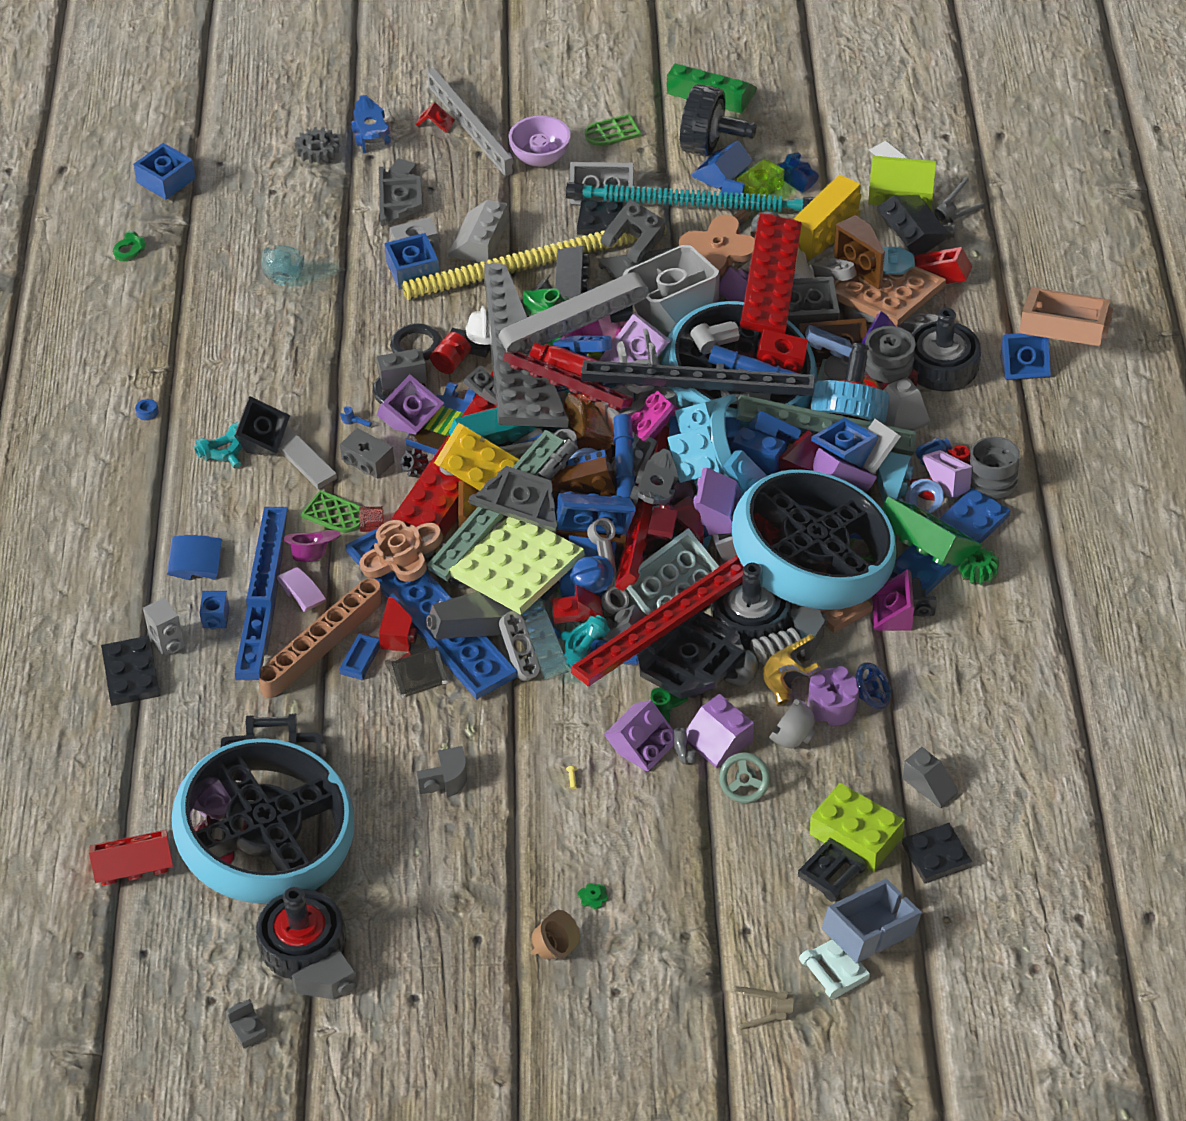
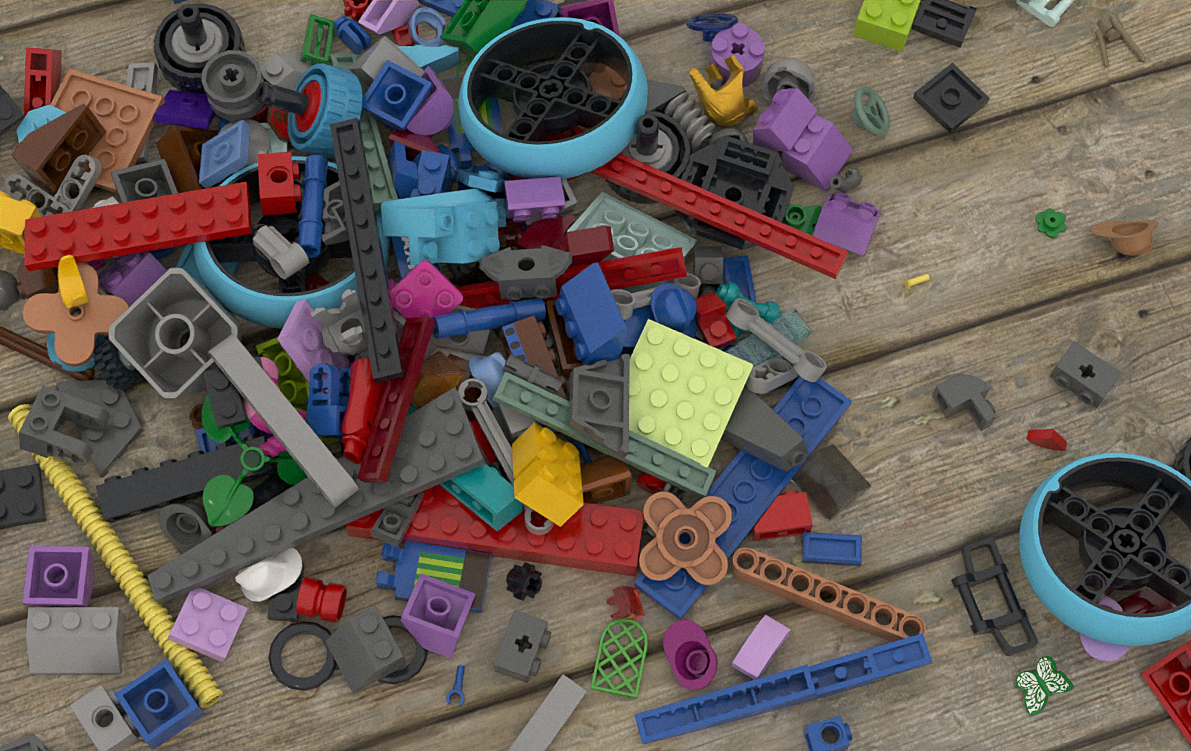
camera: 110 degrees left, 20 degrees up
(186, 754) = (1041, 684): none -> green animal
(386, 820) = (1047, 439): none -> red tile
(433, 865) = (1098, 373): none -> dark grey brick
(458, 293) = (207, 623): none -> lavender plate
(522, 223) = (59, 576): none -> medium lavender brick
(539, 637) = (746, 317): none -> light grey piece
(734, 240) = (70, 283): none -> yellow helmet
(743, 849) = (951, 98): none -> black plate
(748, 697) = (783, 120): none -> medium lavender slope
(936, 421) = (315, 58): none -> green tile

